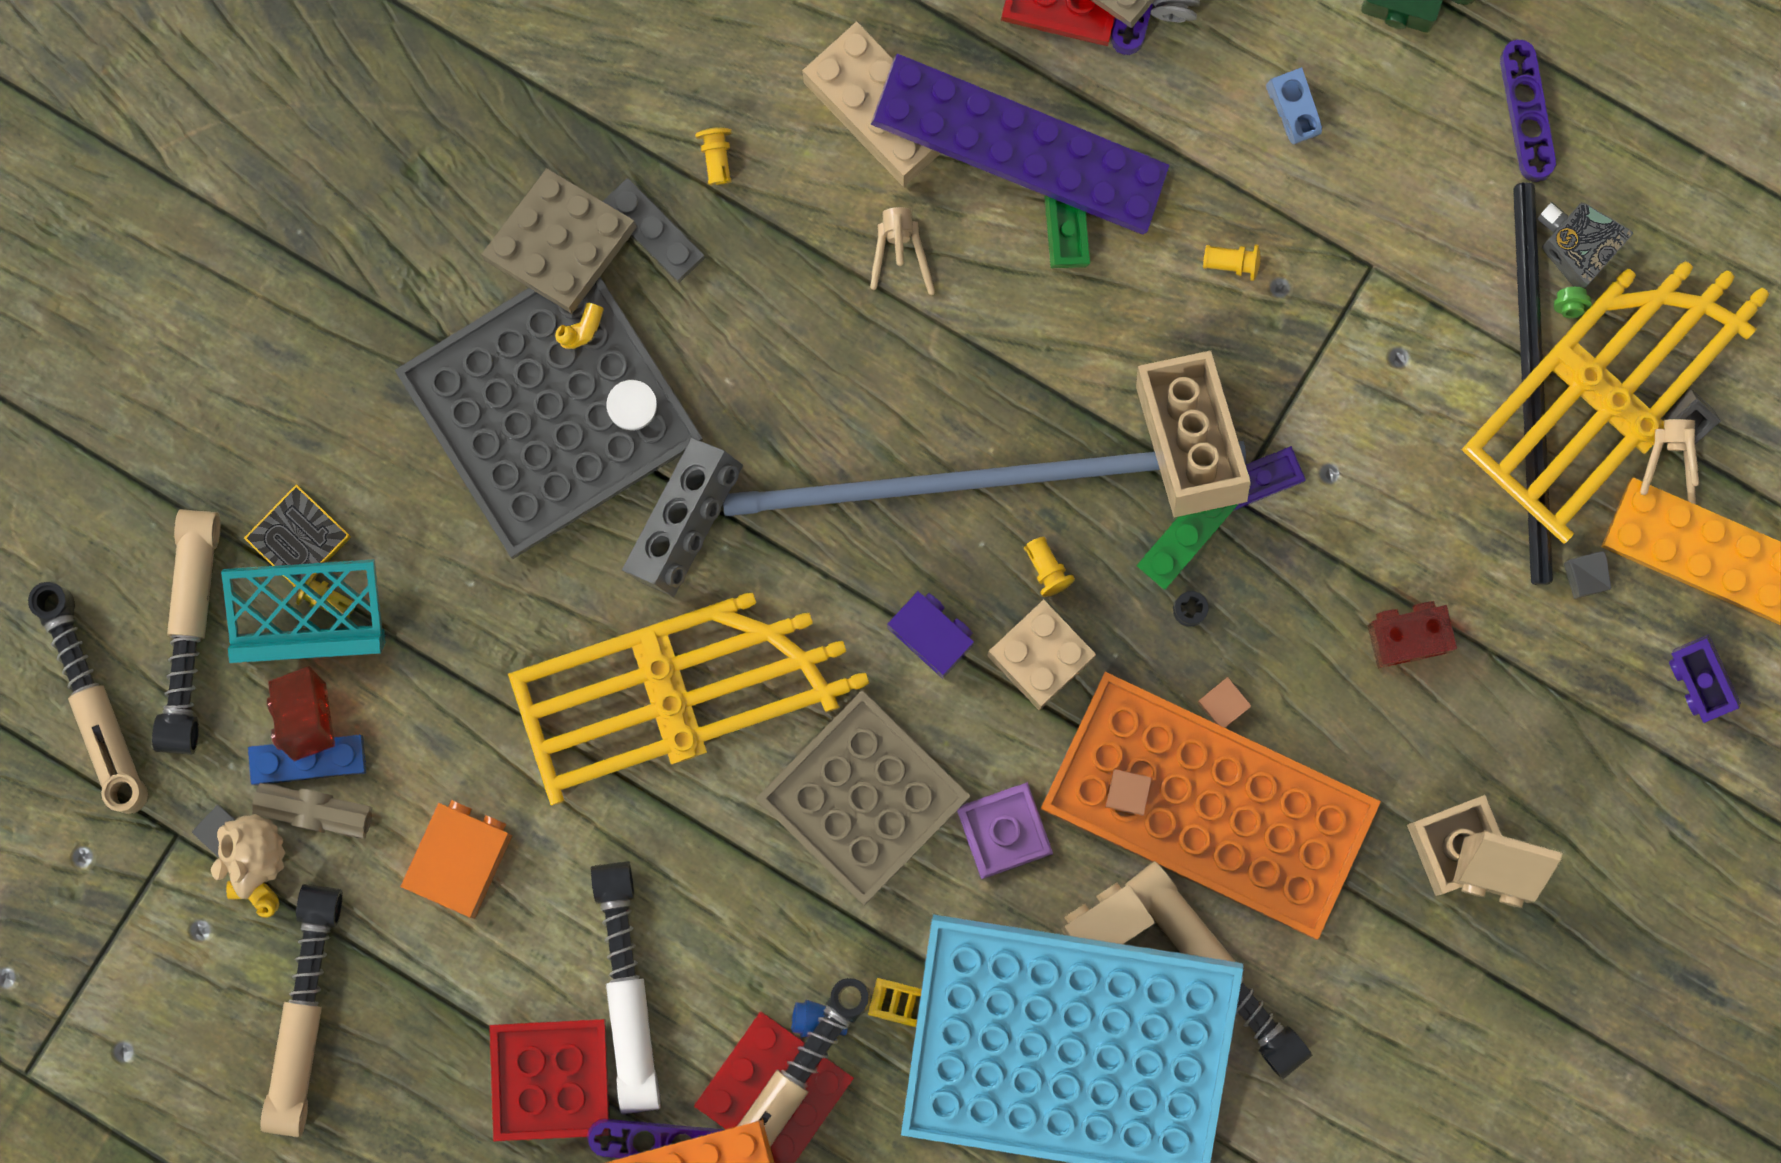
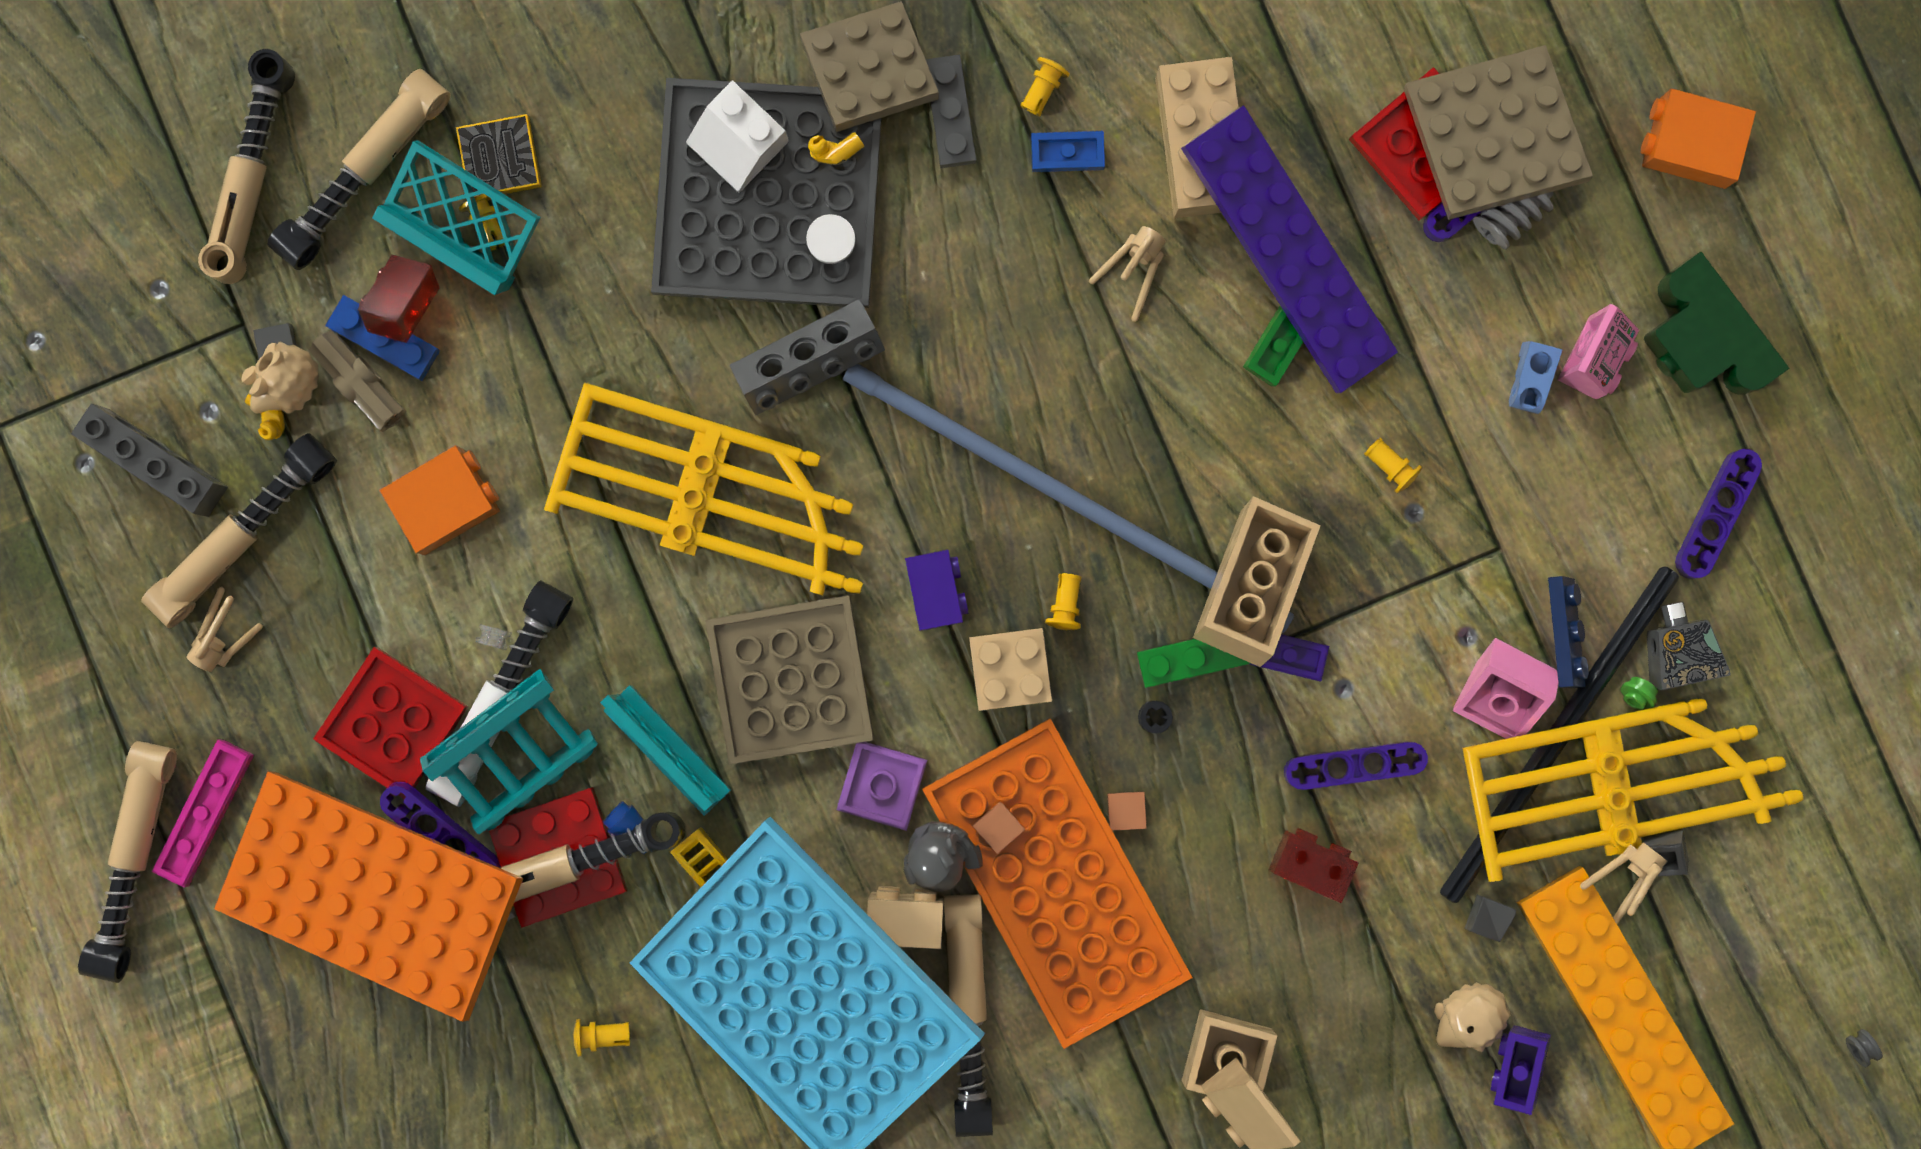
camera: 35 degrees right, 5 degrees up
(181, 1005) = (149, 460): none -> dark grey brick
(346, 1131) = (208, 649): none -> tan plant
(492, 376) = (736, 136): none -> white slope
(585, 943) = (493, 637): none -> clear bush
(635, 1035) = (504, 716): none -> teal fence
(775, 194) = (1067, 151): none -> blue plate
(801, 932) = (666, 749): none -> teal fence
(1095, 851) = (938, 856): none -> dark grey helmet
(1335, 49) = (1600, 352): none -> bright pink slope
(1385, 529) = (1355, 765): none -> dark purple beam
(1463, 377) = (1507, 691): none -> bright pink slope
(1477, 293) = (1568, 632): none -> dark blue plate
(1633, 666) = (1472, 1017): none -> tan animal

